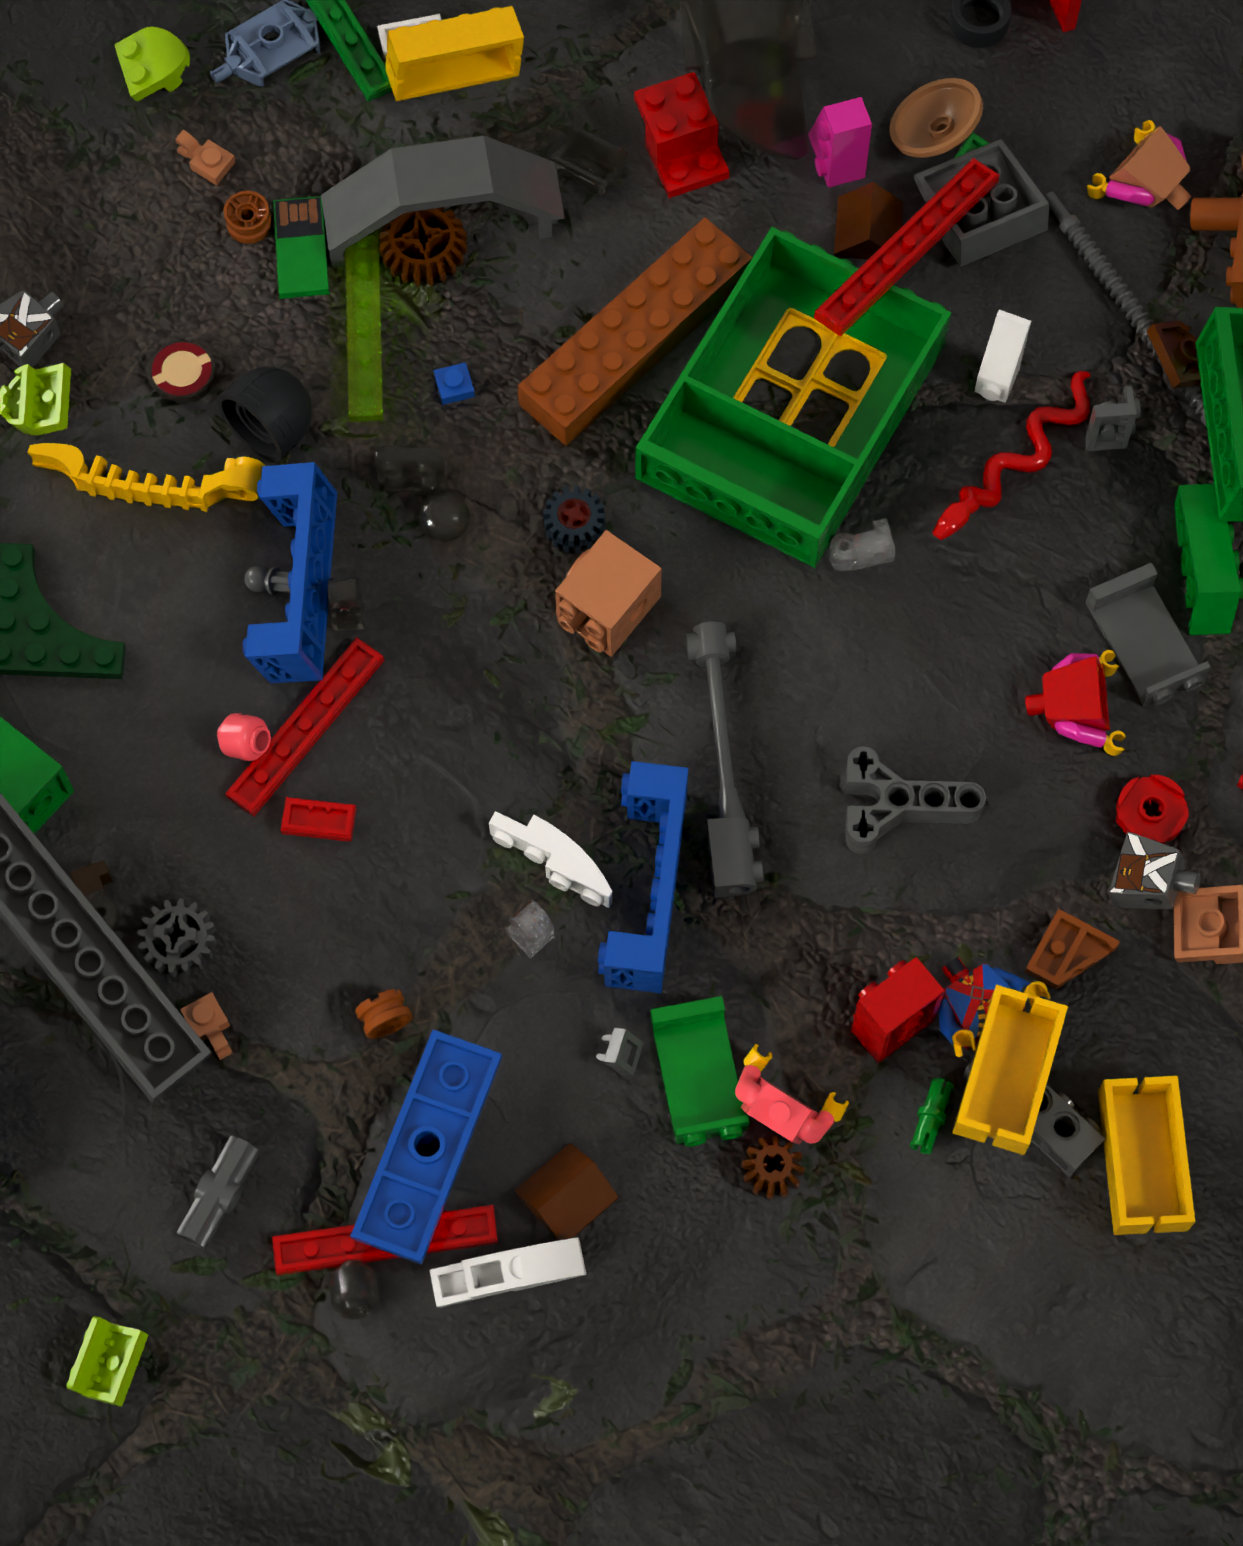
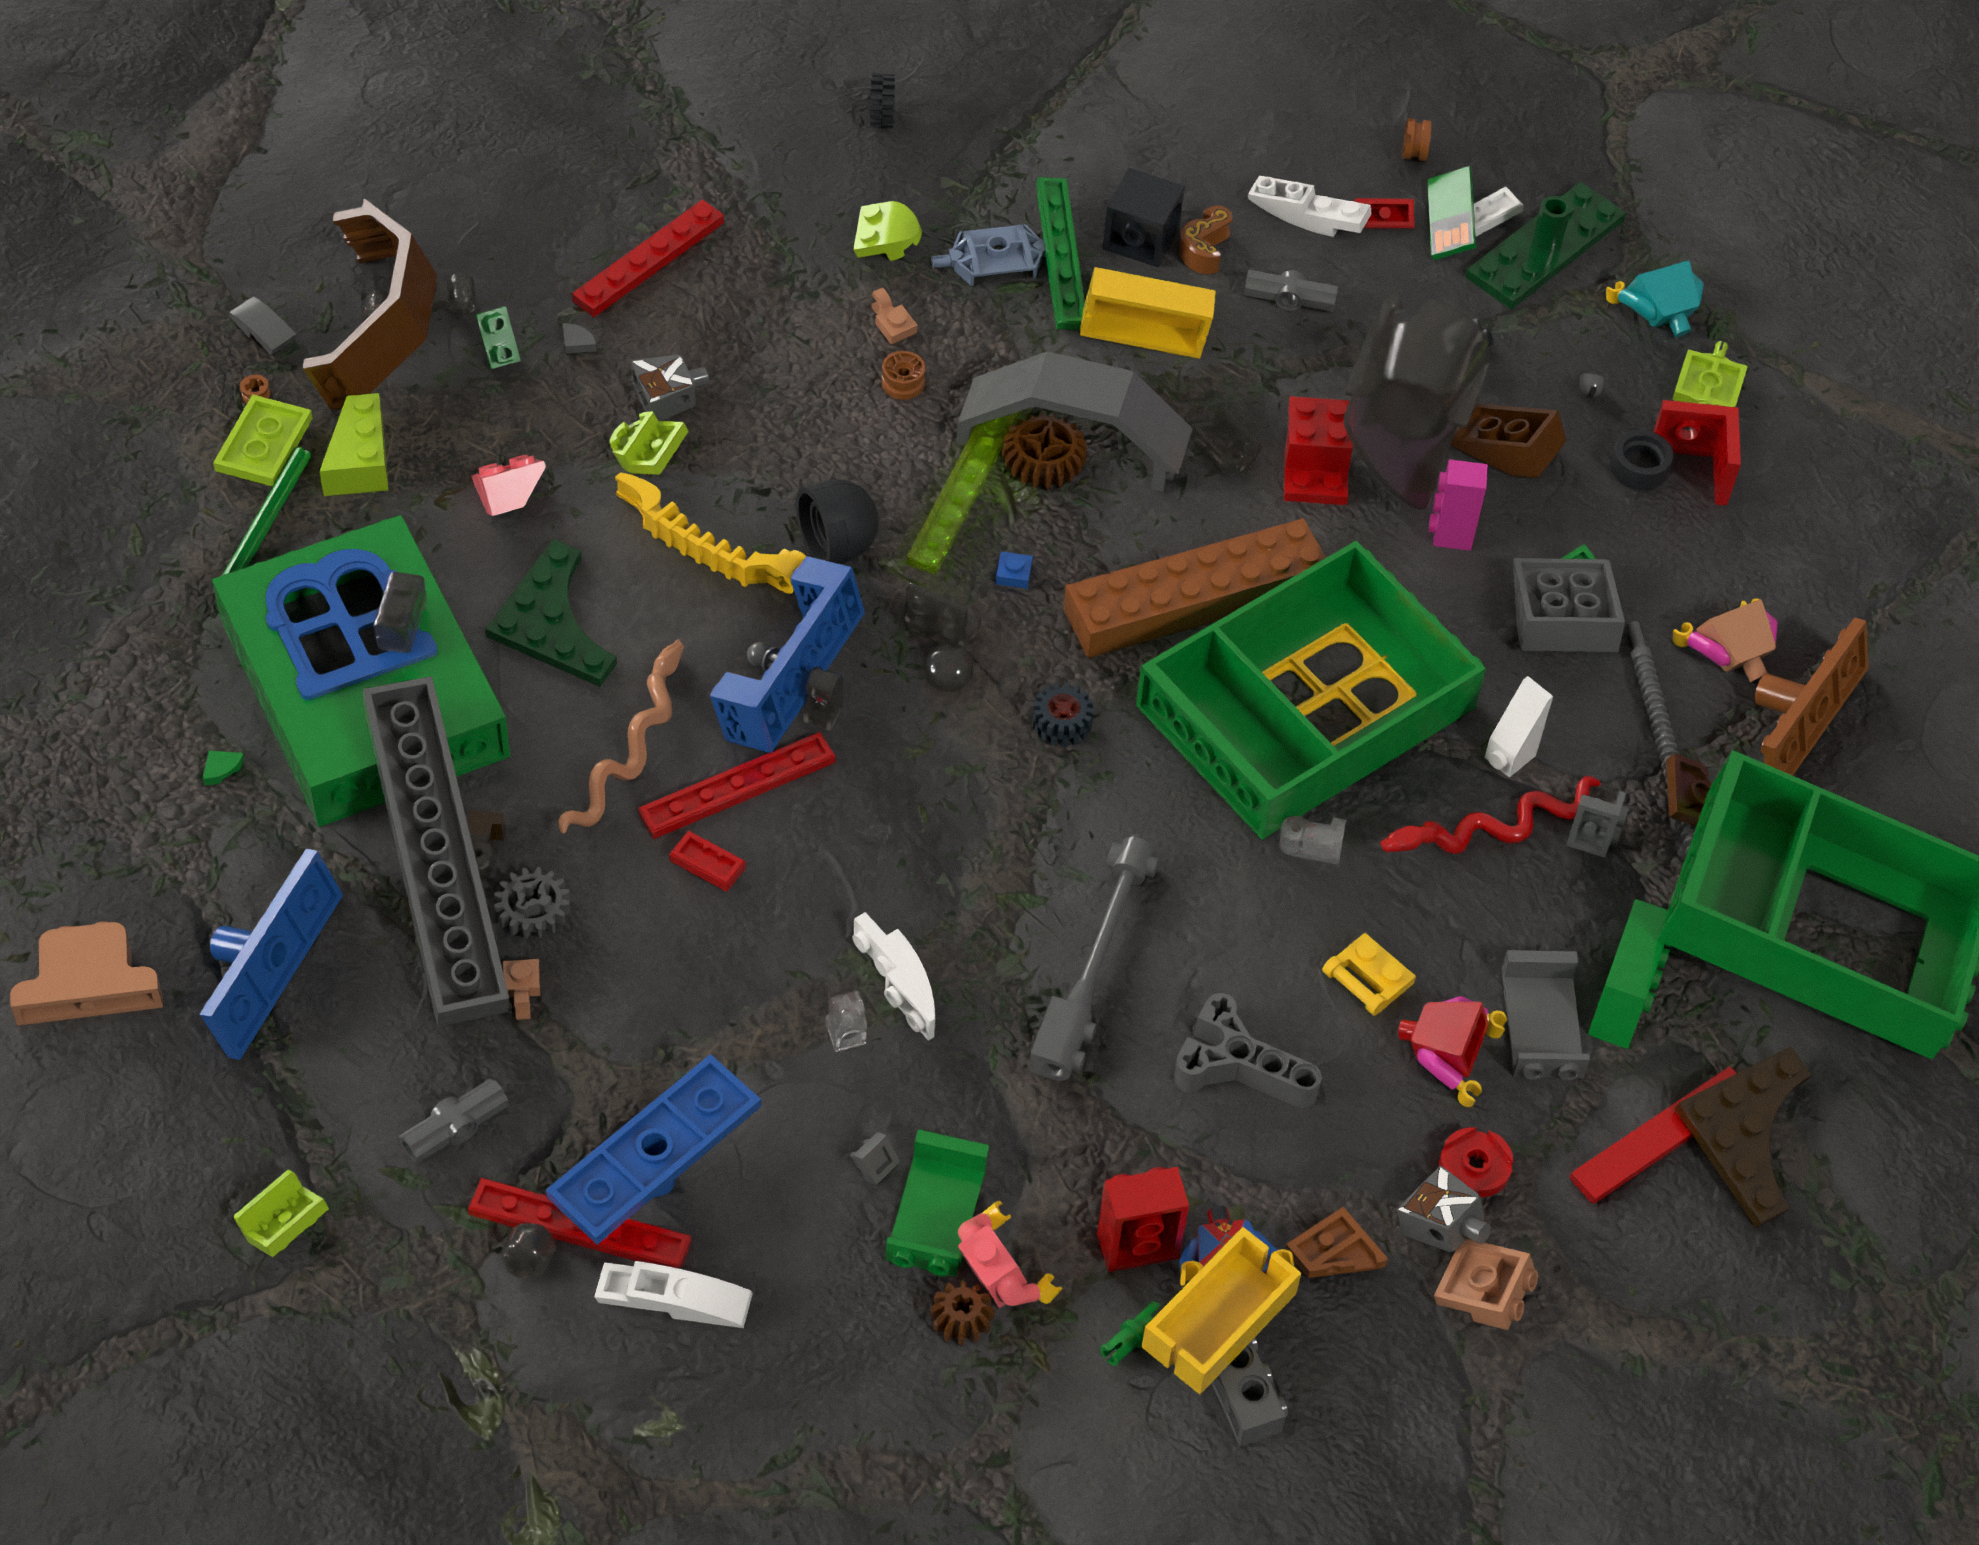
camera: 20 degrees right, 15 degrees down
(173, 633) = (661, 713): none -> nougat animal
(182, 371) = (782, 470): tile -> none
(243, 737) = (677, 767): coral head -> none
(300, 247) = (935, 416): green piece -> none
(384, 1014) = (678, 1036): dark orange wheel -> none
(567, 1193) = (764, 1256): reddish brown slope -> none
(607, 593) = (1059, 780): nougat brick -> none
(658, 796) = (932, 1085): blue plate -> none
(856, 43) = (1512, 438): none -> reddish brown slope
(866, 221) = (1455, 586): reddish brown slope -> none
(906, 247) = (1471, 602): red tile -> none
(936, 117) = (1557, 522): medium nougat dish -> none
(976, 654) = (1375, 967): none -> yellow plate
(1146, 1155) = (1317, 1450): yellow piece -> none

